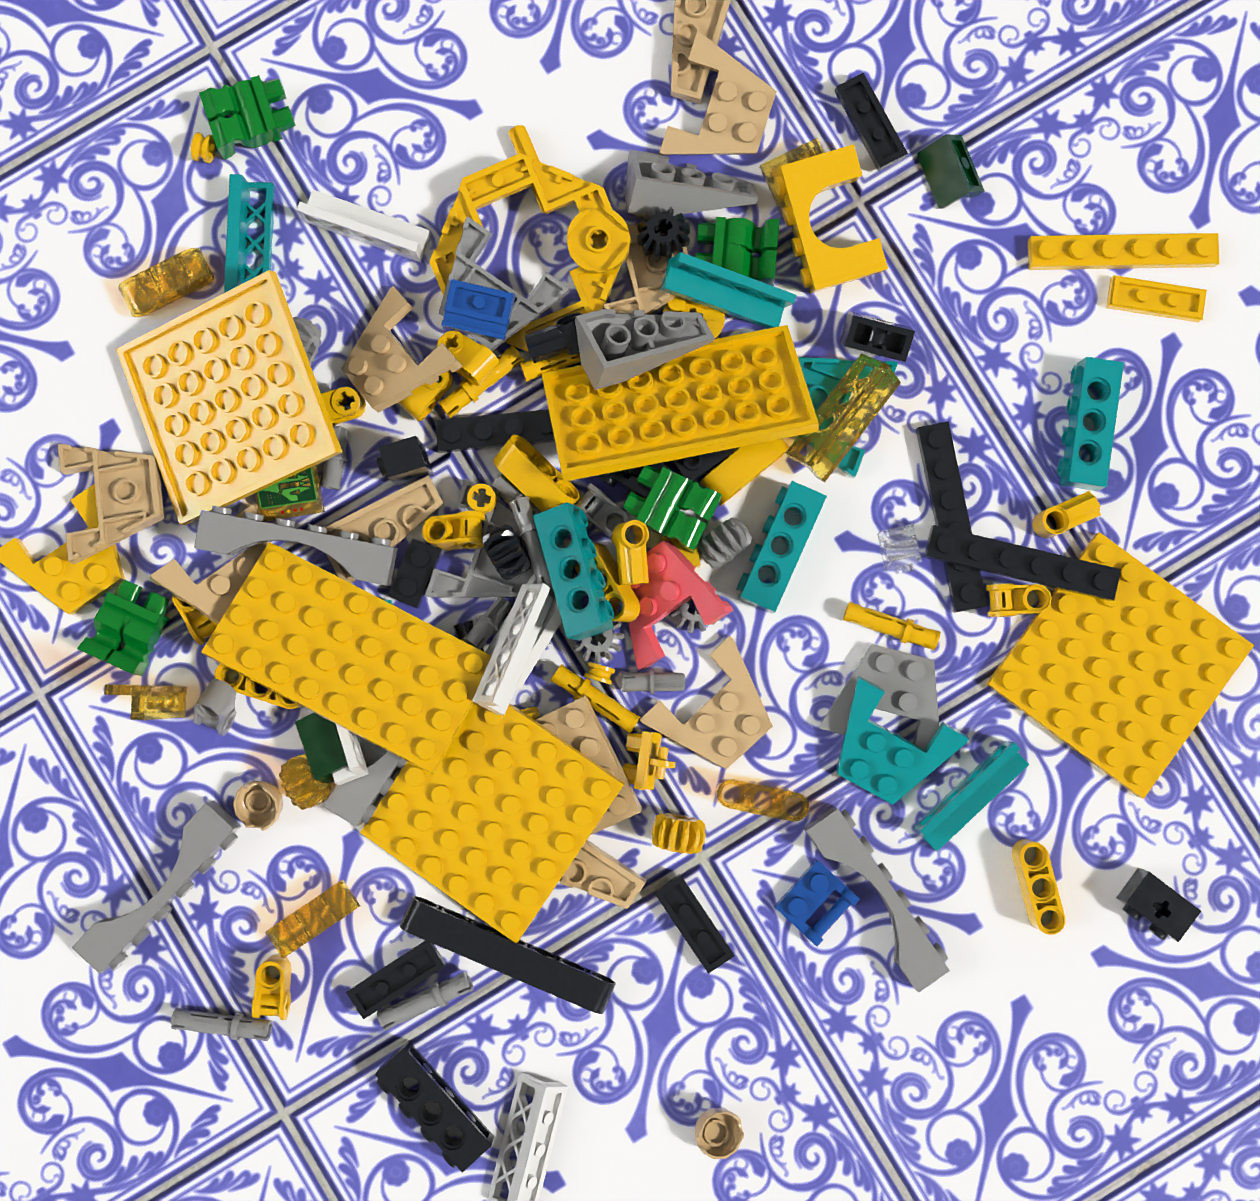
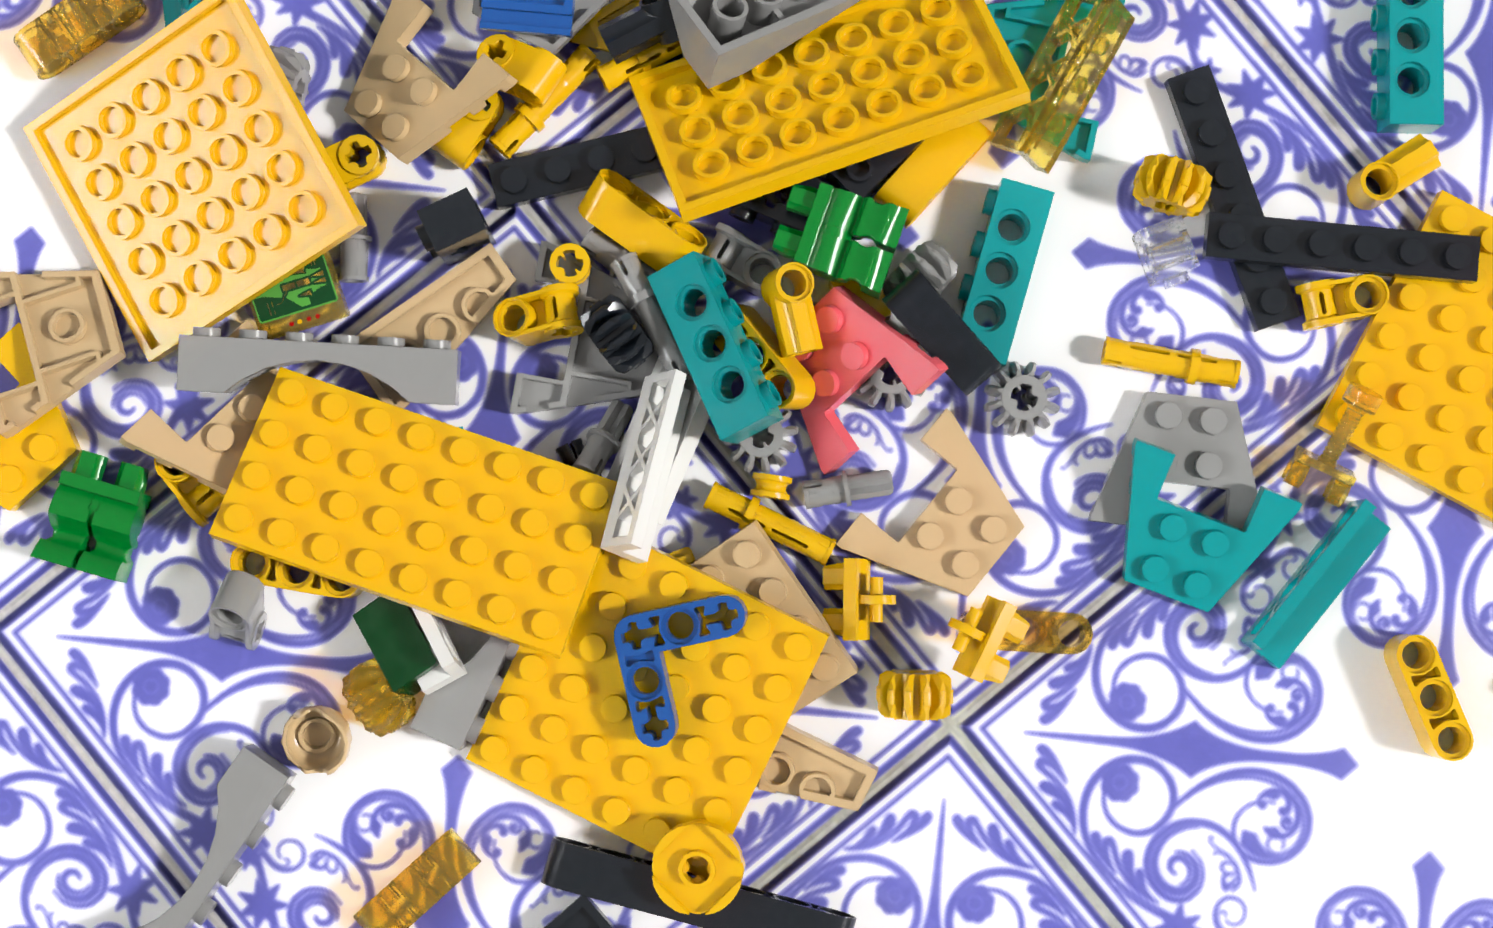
camera: 10 degrees left, 0 degrees up
(152, 701) = (149, 610): clear yellow fence -> none
(415, 573) = (490, 383): black plate -> none
(498, 780) = (652, 656): none -> blue beam
(508, 952) = (697, 894): none -> yellow plate
(694, 923) = (954, 818): black plate -> none
(730, 800) = (981, 637): none -> yellow hips
(733, 583) = (941, 331): none -> black beam
(793, 633) = (1034, 391): none -> light grey gear
(808, 895) = (1109, 755): blue plate -> none
(910, 502) = (1172, 185): none -> yellow gear
(913, 951) = (1266, 811): light grey arch -> none
(1019, 673) = (1359, 402): none -> clear yellow bar

